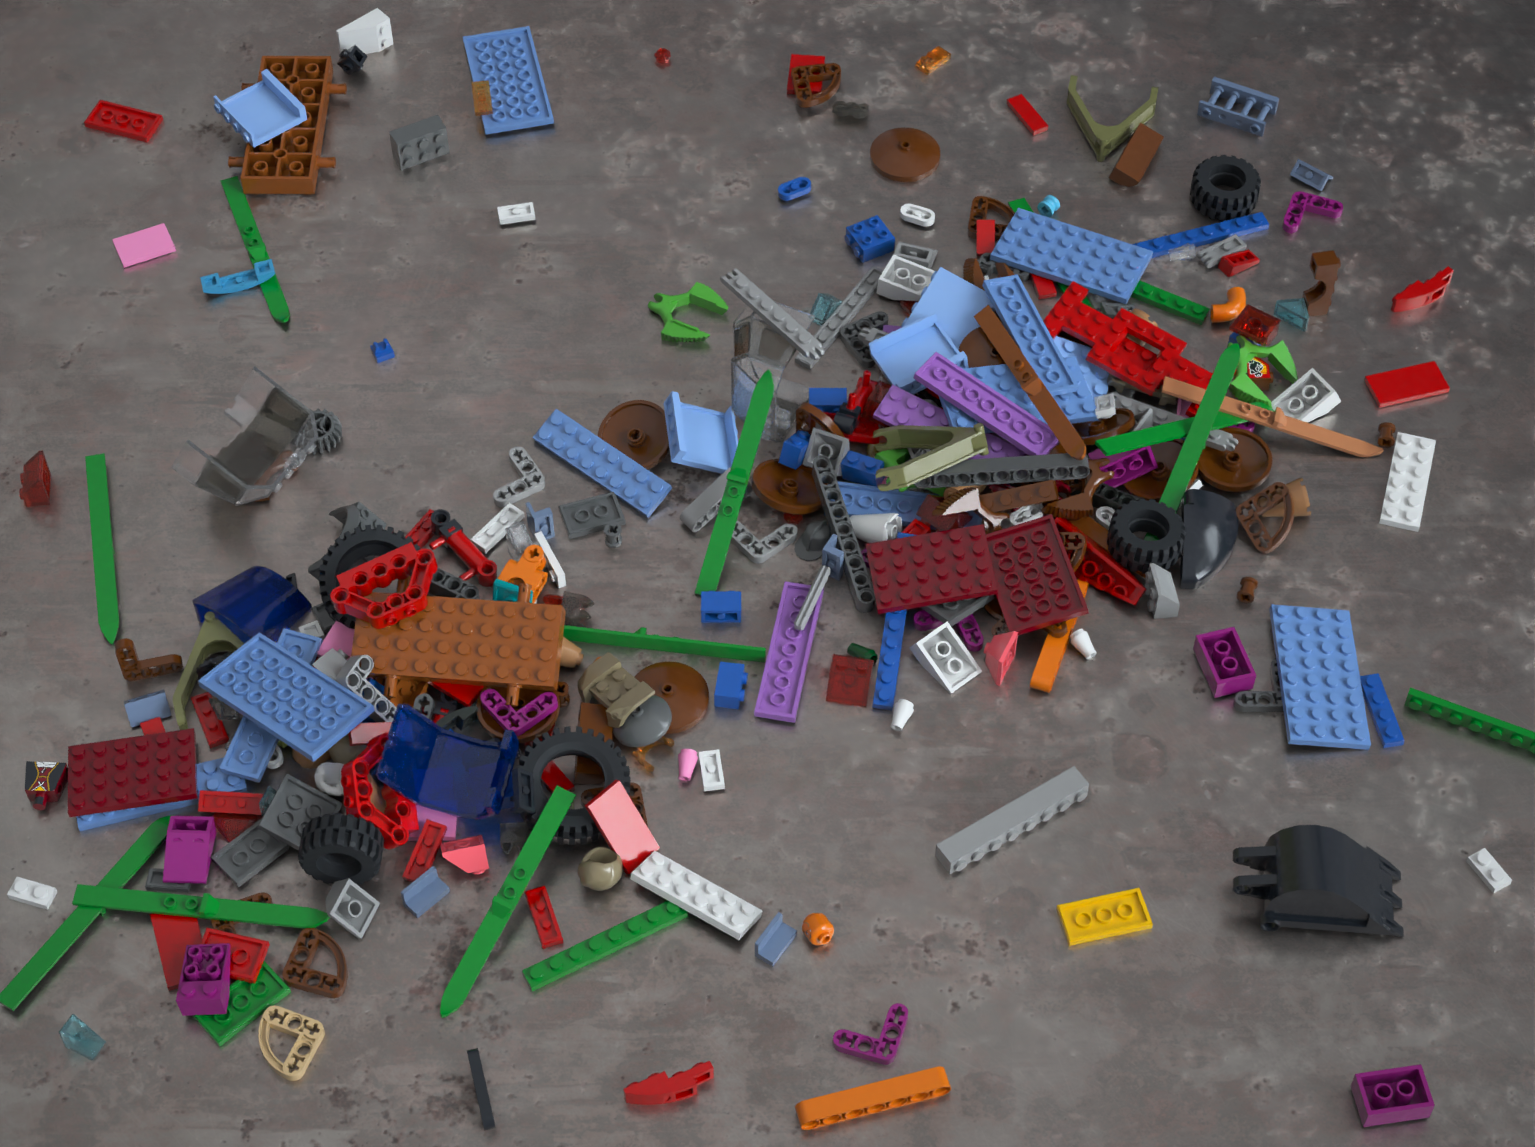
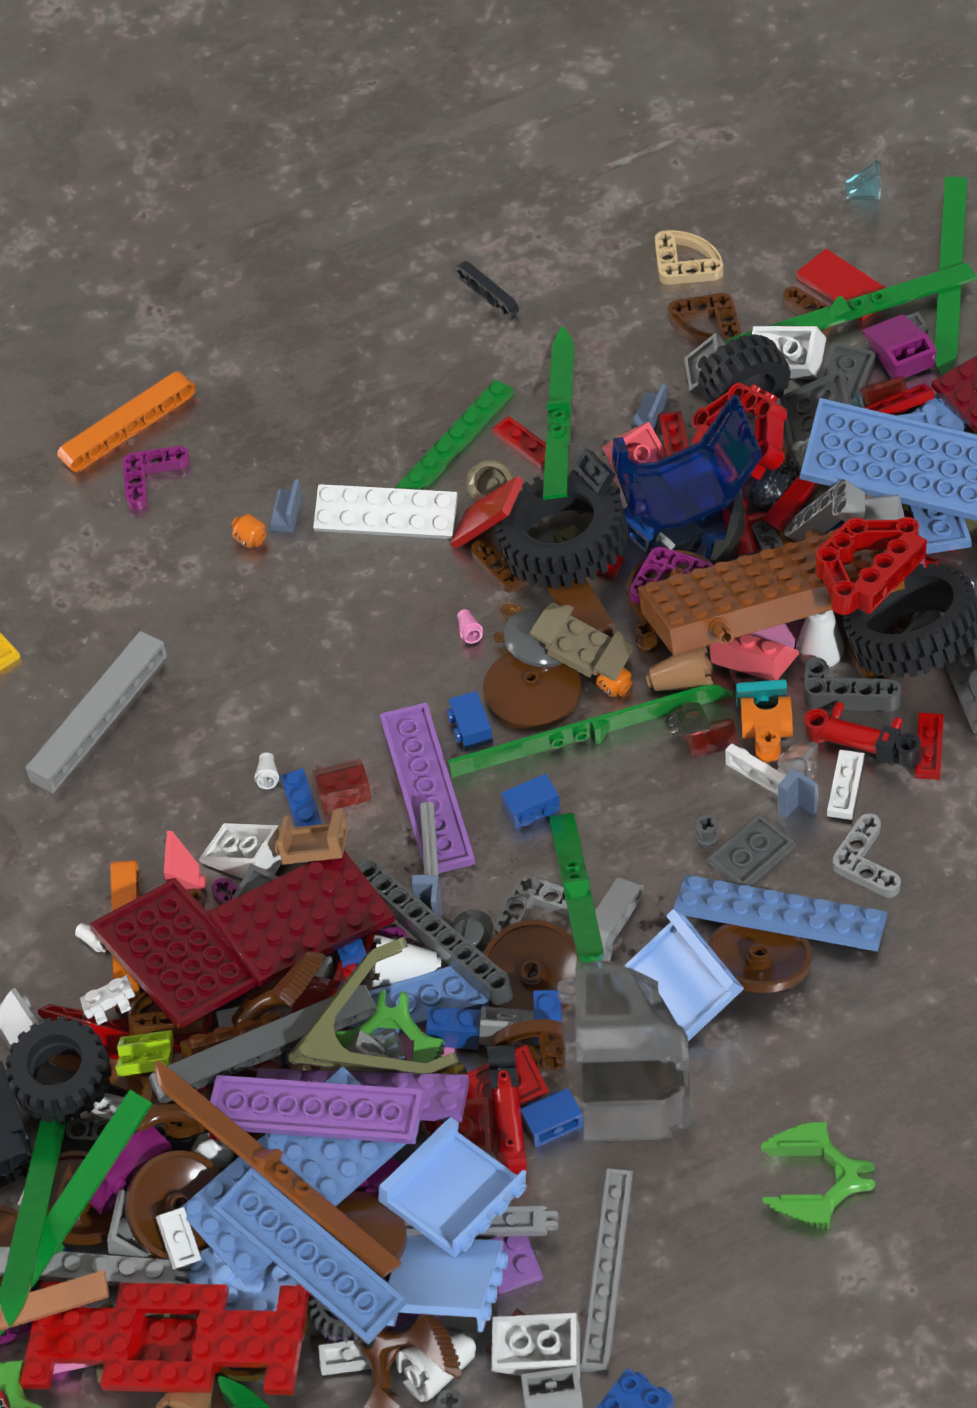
camera: 160 degrees right, 0 degrees up
(205, 980) = (789, 249): magenta slope -> none
(245, 953) = (788, 287): red tile -> none
(245, 1005) = (752, 268): green tile -> none
(281, 883) = (799, 346): none -> white slope
(663, 1090) = (321, 351): red slope -> none
(711, 770) = (439, 631): white plate -> none
(773, 314) = (631, 1031): light grey hinge -> none
(823, 307) = (634, 1272): clear light blue slope -> none
(862, 652) = (352, 818): dark green cone -> none
(873, 320) = (569, 1245): dark grey beam -> none
(896, 617) = (312, 841): none -> medium nougat panel
(1082, 514) = (142, 1051): none -> lime slope
(1094, 579) = (106, 997): none -> white plate

